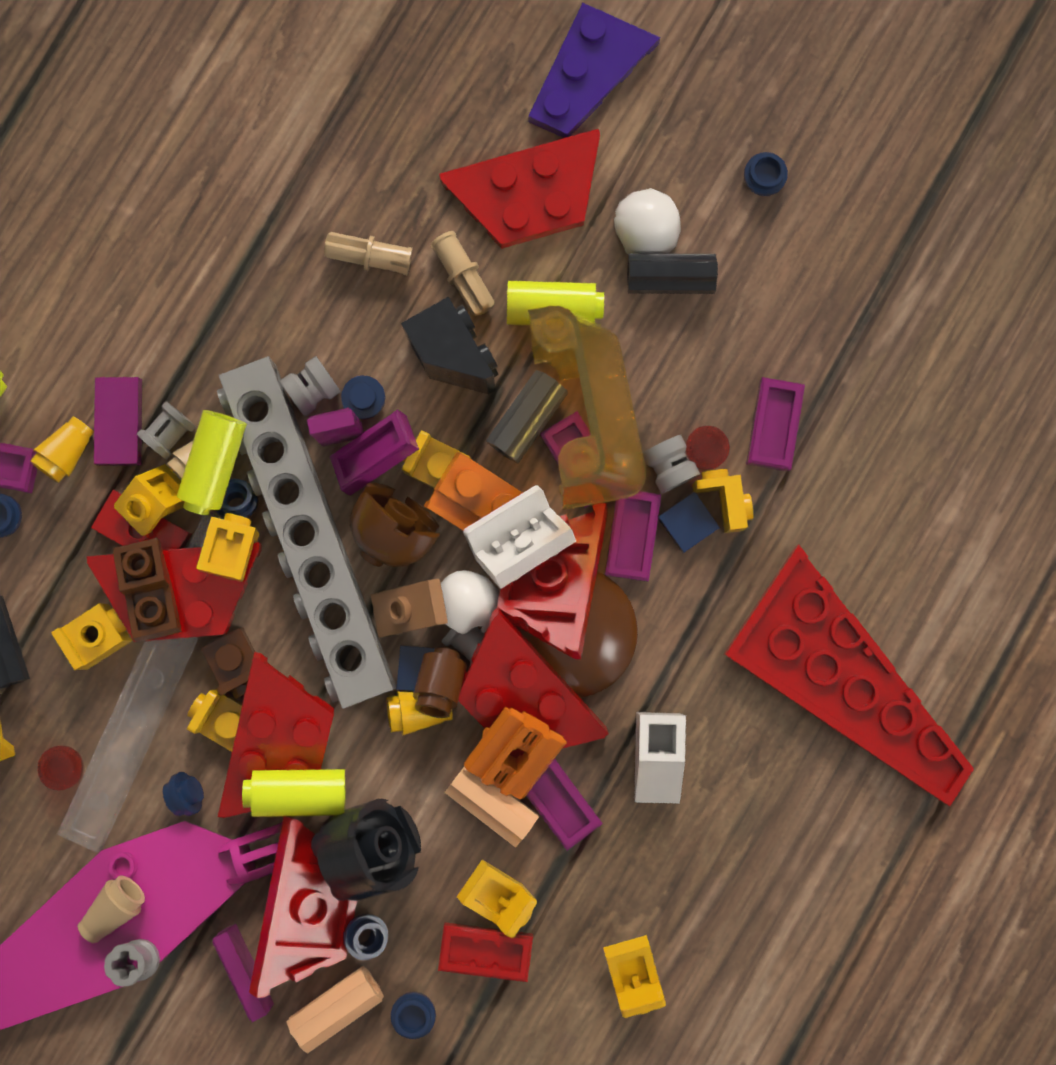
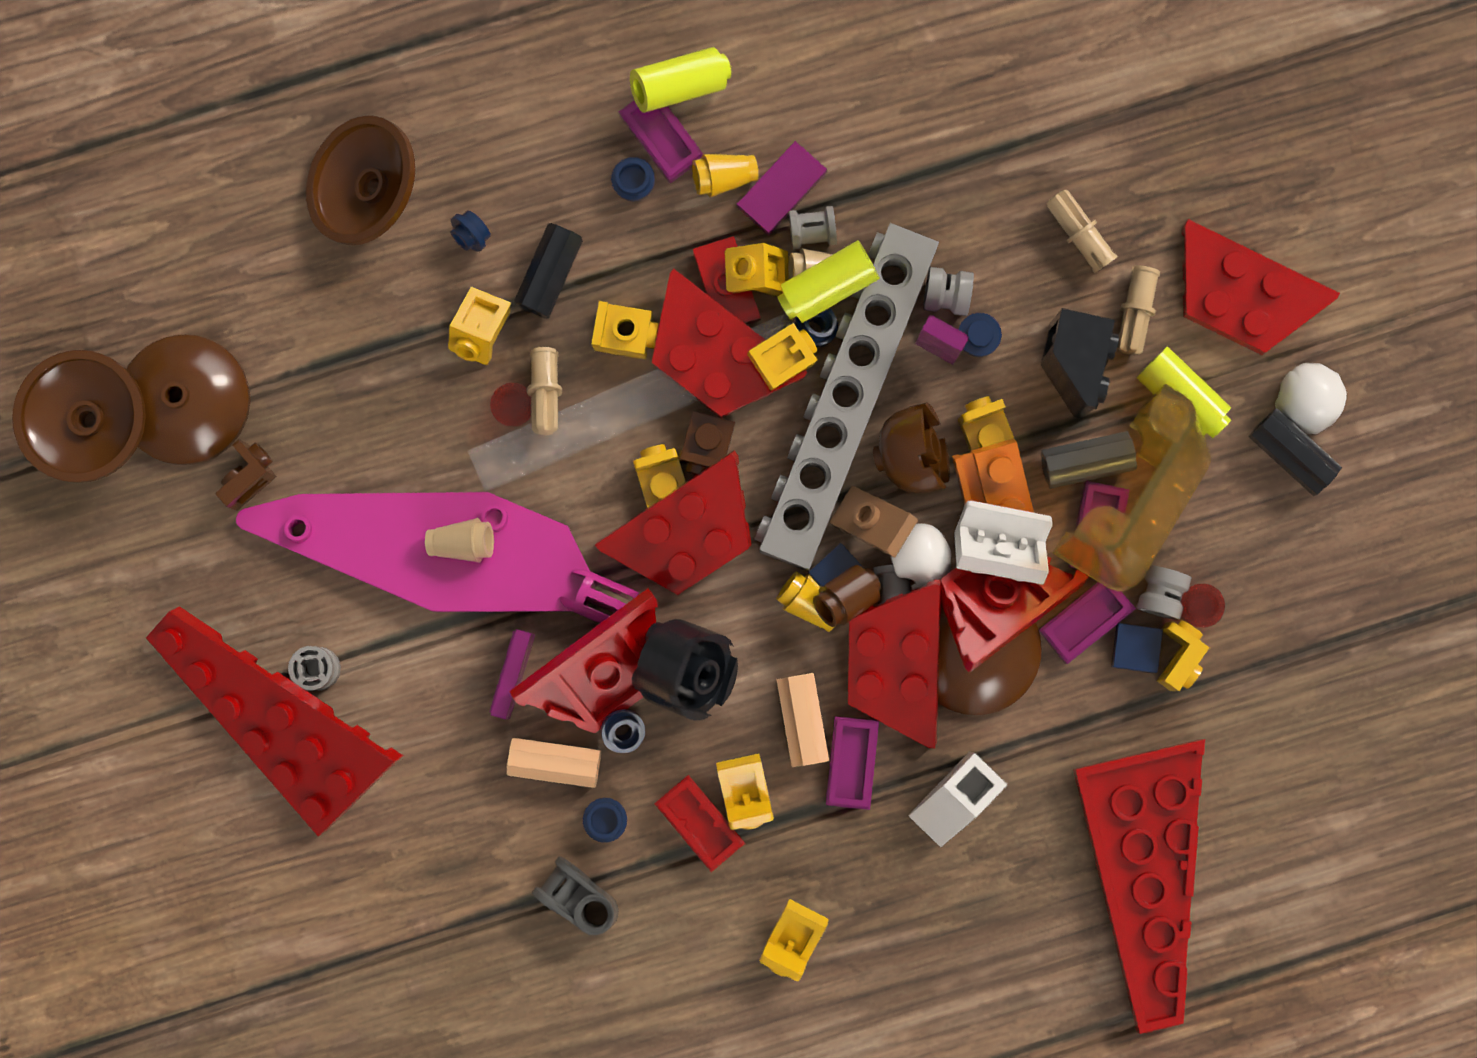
camera: 45 degrees right, 0 degrees up
(73, 736) = (544, 390): none -> tan axle
(126, 974) = (447, 580): light grey bush -> none
(147, 590) = (697, 334): reddish brown slope -> none
(183, 794) = (585, 506): dark blue plate -> none
(295, 792) = (672, 579): neon yellow brick -> none
(374, 452) = (951, 383): magenta tile -> none
(510, 731) = (866, 677): orange piece -> none
(588, 67) = (1375, 239): dark purple wing -> none
(765, 174) = (1435, 441): dark blue plate -> none
(775, 424) = (1269, 635): magenta tile -> none

